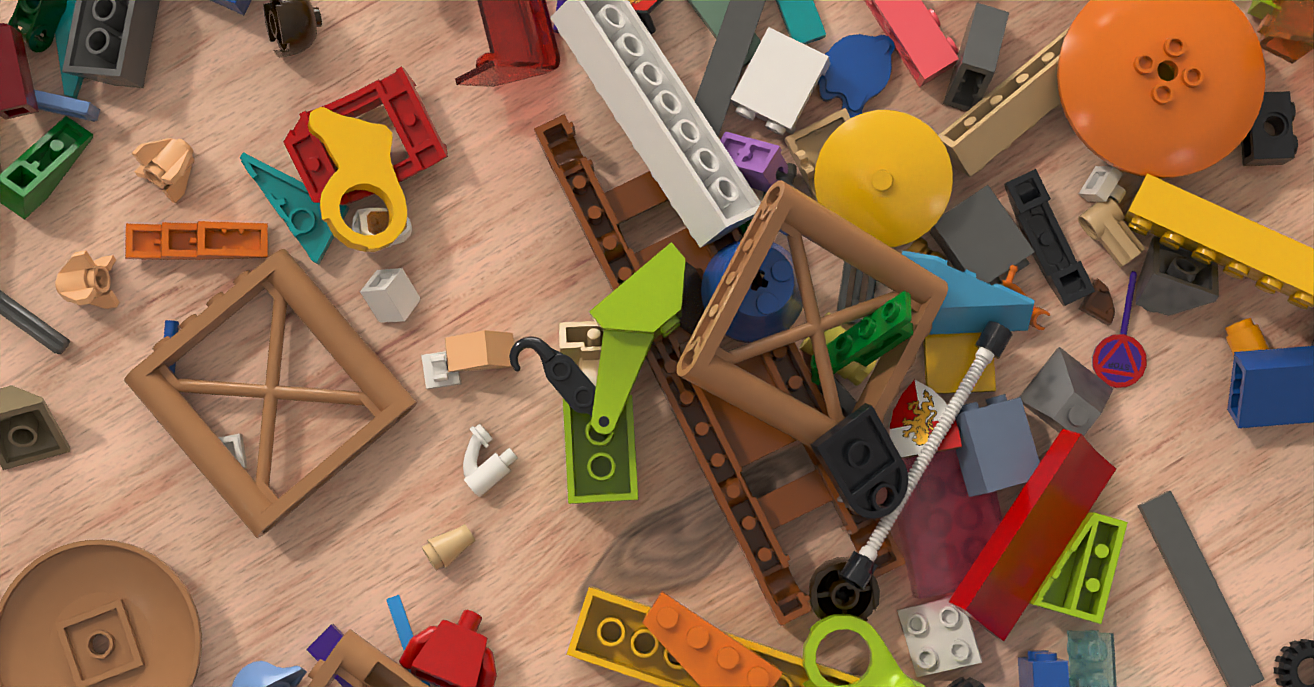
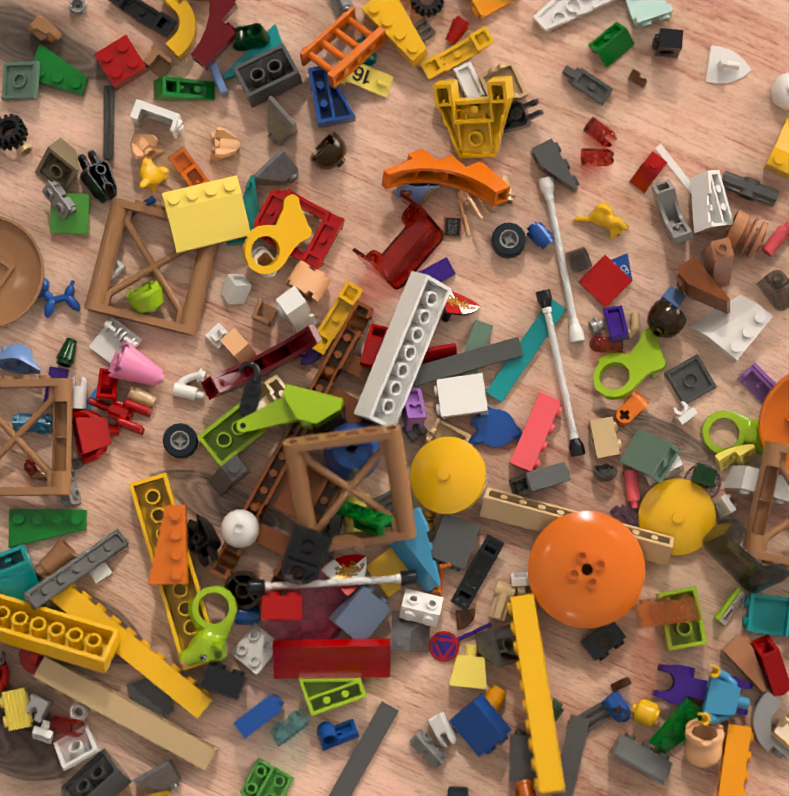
camera: 55 degrees right, 0 degrees up
(48, 227) = (143, 109): none -> white panel
(54, 461) = (55, 193): none -> light grey hinge
(77, 380) = (97, 177): none -> black hinge
(101, 460) = (74, 223): none -> bright green slope
(132, 297) = (152, 175): none -> yellow animal
(195, 59) = (279, 123): none -> flat silver slope
(211, 577) = (52, 300): none -> blue piece
(247, 258) = (206, 214): none -> light yellow slope
(261, 113) = (277, 171): none -> flat silver slope
(306, 610) = (67, 353): none -> dark green cone
(307, 434) = (146, 297): none -> lime cone
(342, 527) = (111, 337): none -> white hinge
(379, 633) = (80, 394): none -> white piece
(394, 581) = (106, 385): none -> red slope
(398, 523) = (134, 367): none -> bright pink cone
(454, 588) = (123, 413): none -> red plant
(456, 182) = (308, 282): none -> light nougat brick
(456, 280) = (264, 313): none -> medium nougat panel
(484, 229) = (295, 309): none -> white wedge
(530, 318) = (268, 361): none -> dark red arch
(536, 181) = (337, 315): none -> yellow slope
(545, 536) = (180, 440): none -> black wheel
(564, 256) = (310, 357): none -> dark purple tile
(617, 152) = (372, 345): none -> red slope
(658, 496) = (229, 475): none -> dark grey slope
(695, 65) = (439, 352): none -> red slope
(727, 601) = (203, 540): none -> black hinge
(751, 534) = (240, 528): none -> white cylinder
(886, 614) = (247, 616): none -> blue brick
(917, 553) = (282, 607): none -> red brick
(1046, 353) = (421, 607): none -> white brick
(1147, 604) = (335, 735): none -> blue plate
(1181, 348) = (469, 669): none -> light yellow torso
(1235, 445) = (442, 727): none -> white piece
(1270, 483) = (435, 755): none -> light grey hinge

